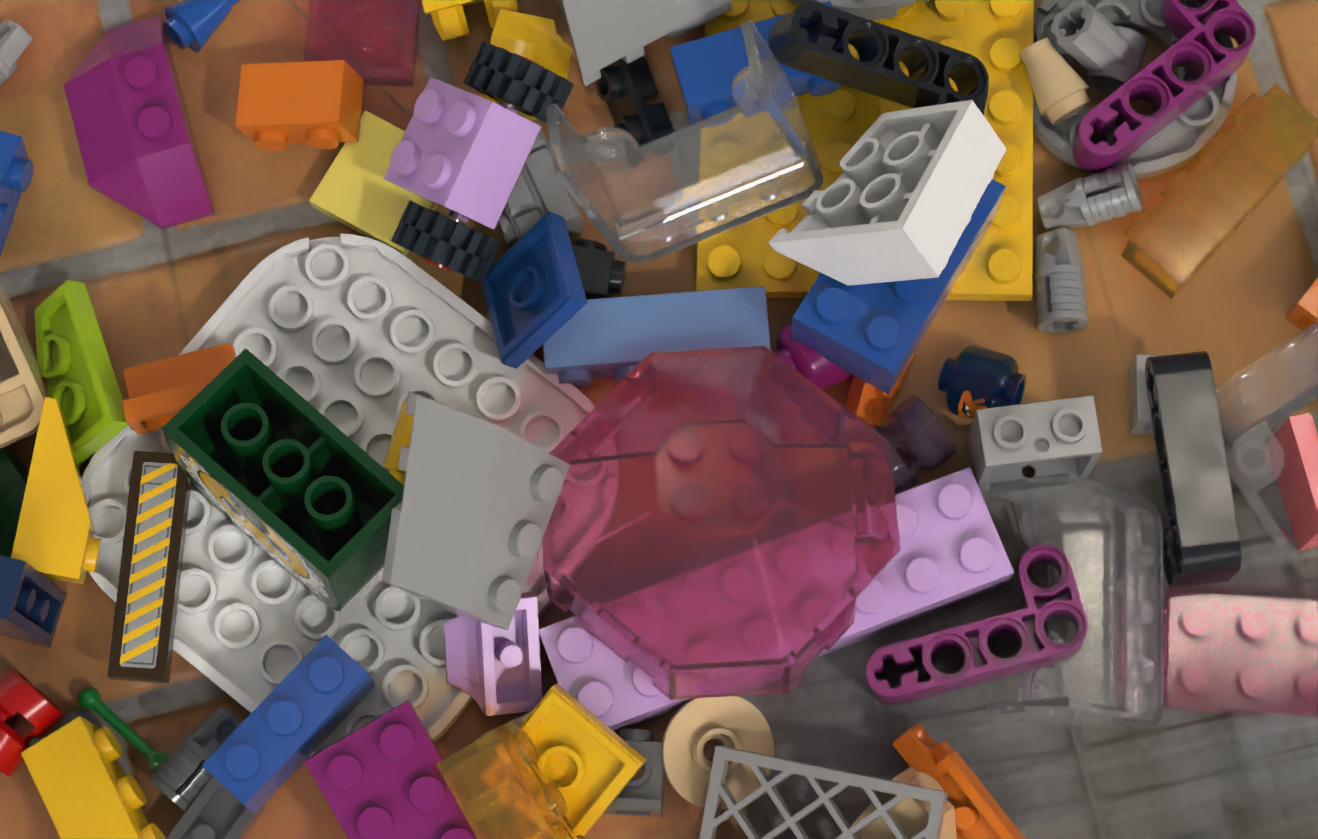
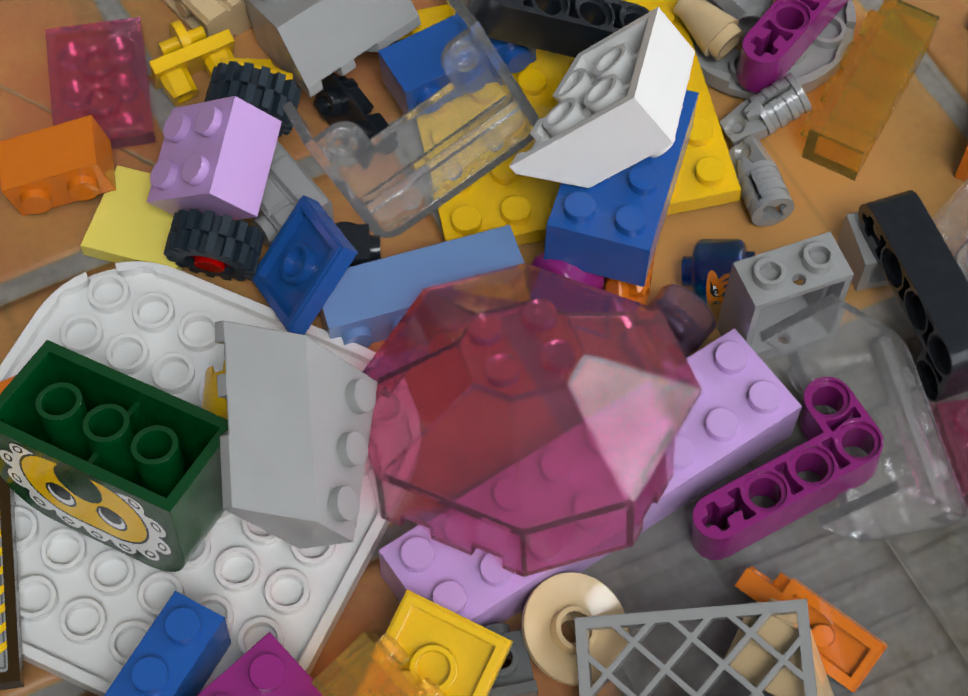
camera: 20 degrees left, 15 degrees down
(496, 664) = (343, 586): lavender slope -> none

